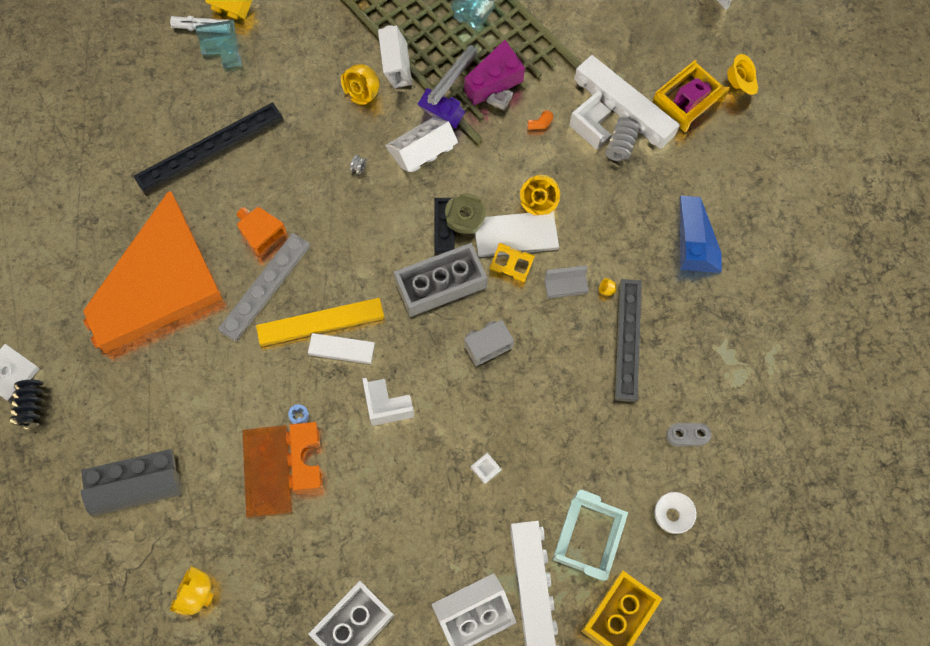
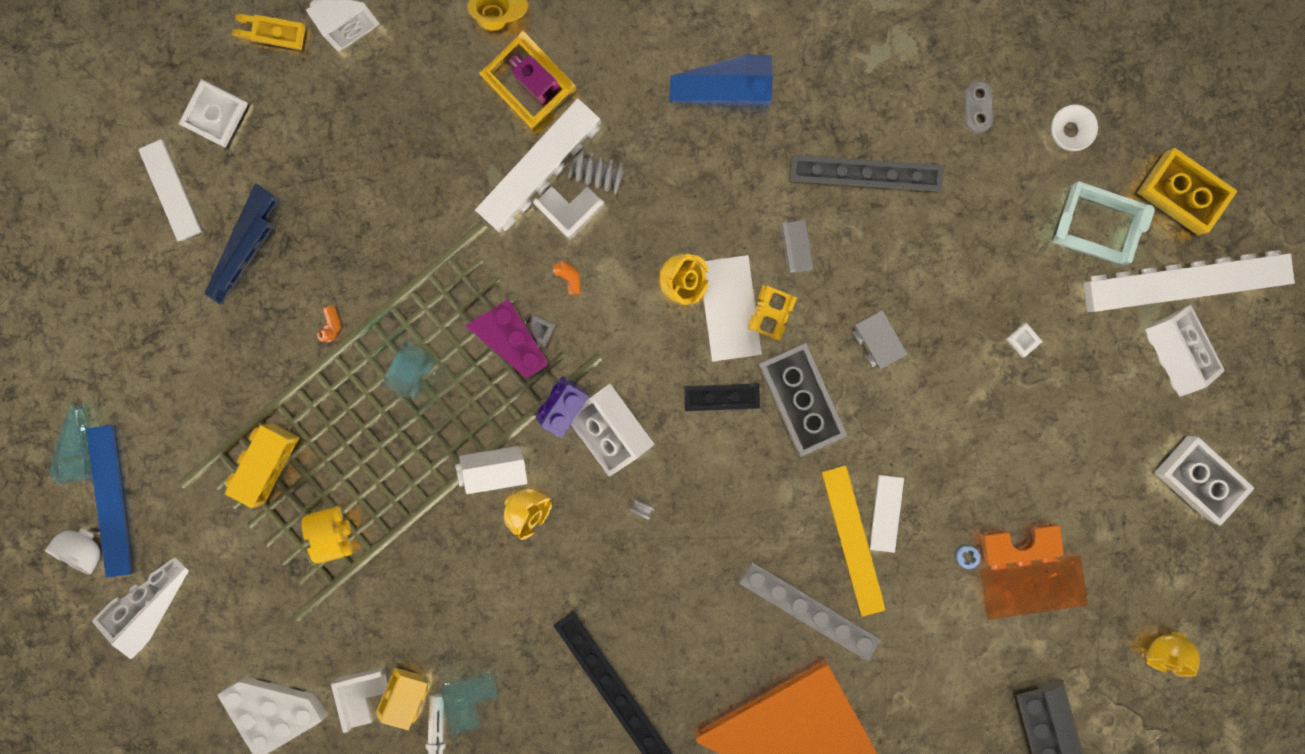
camera: 85 degrees left, 20 degrees up
(259, 229) = (737, 625): orange torso -> none
(382, 408) = (960, 458): white panel -> none
(451, 76) = (519, 393): light grey axle -> none
(465, 224) = (718, 384): olive plate -> none
(607, 287) = (799, 196): yellow hinge -> none

